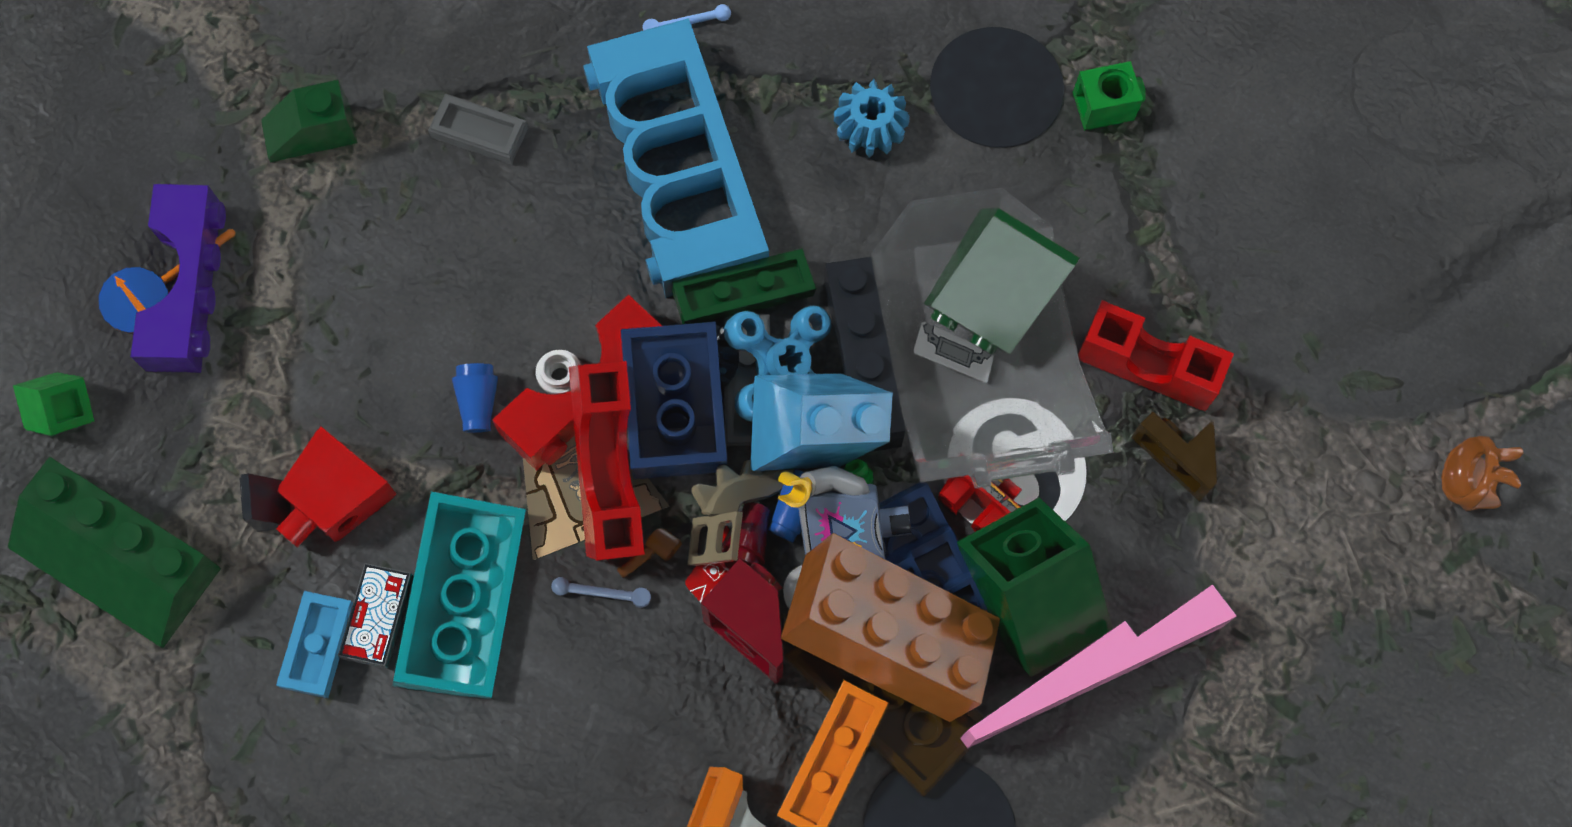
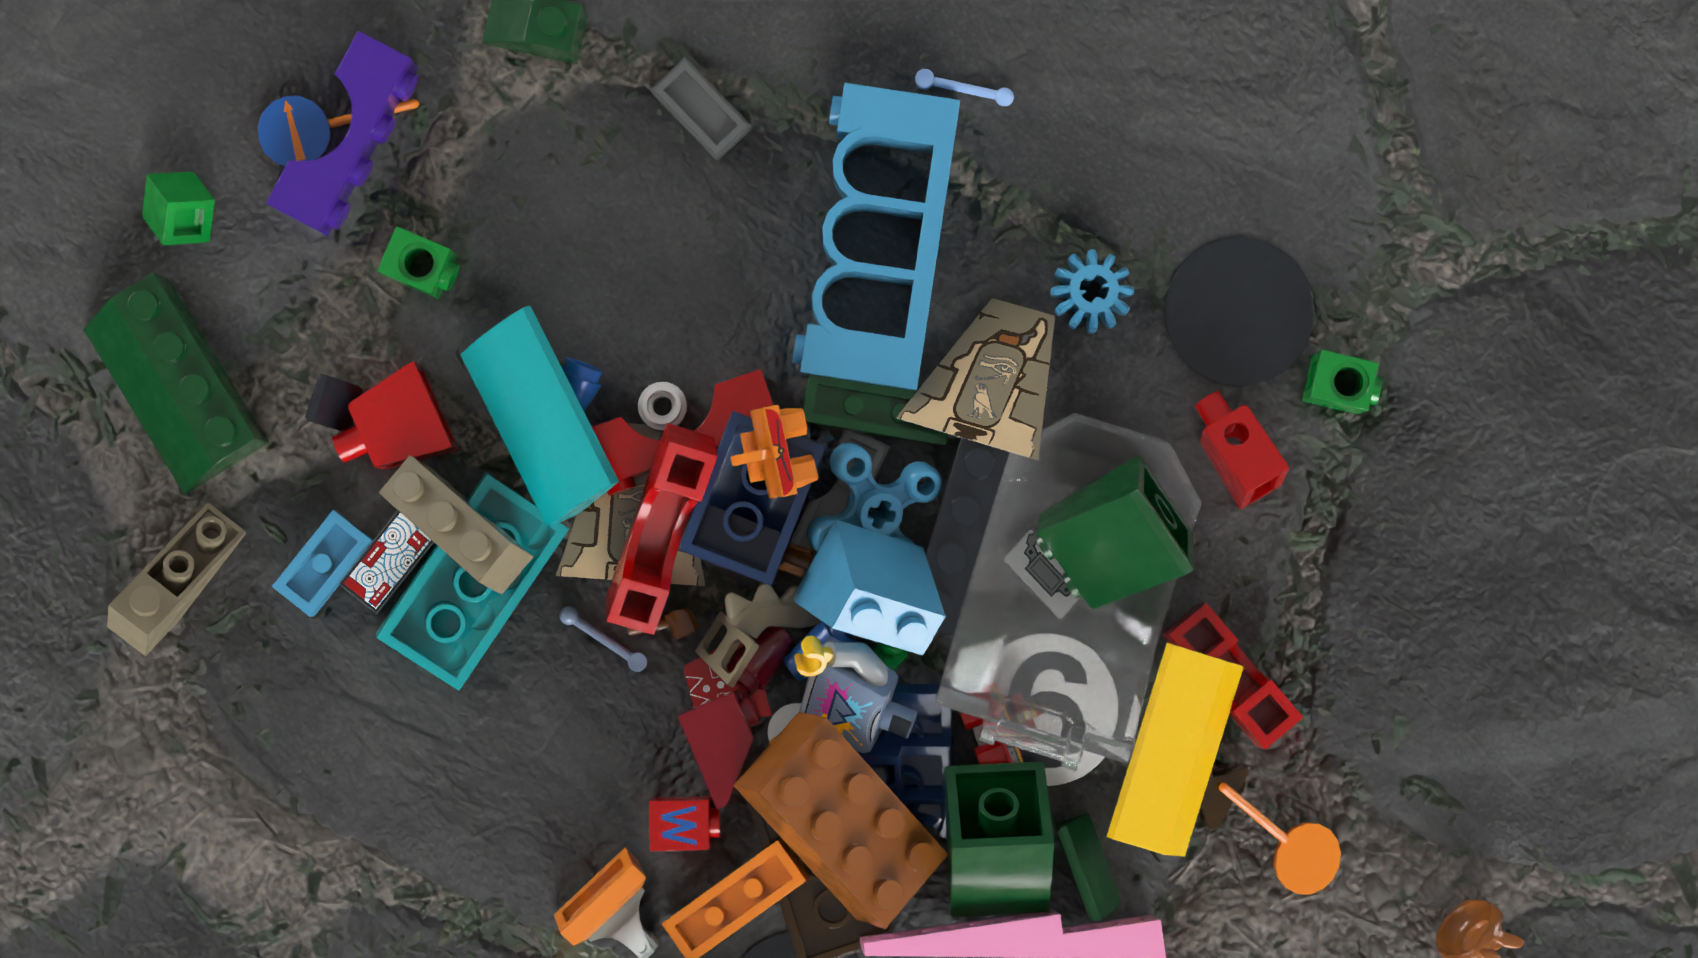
camera: 25 degrees right, 15 degrees up
(179, 728) = (173, 579): none -> dark tan slope
(276, 338) = (401, 252): none -> green brick
(404, 538) = (455, 525): none -> dark tan arch
(455, 420) = (539, 417): none -> teal slope
(671, 342) = (768, 453): none -> orange hips
(736, 434) = (795, 560): none -> reddish brown hand
(751, 714) = (683, 823): none -> red brick
(827, 218) = (991, 381): none -> sticker
(1061, 179) = (1247, 468): none -> red torso
(1126, 583) = (1088, 866): none -> dark green slope
(1145, 426) = (1175, 751): none -> yellow slope
(1296, 476) = (1305, 854): none -> orange piece

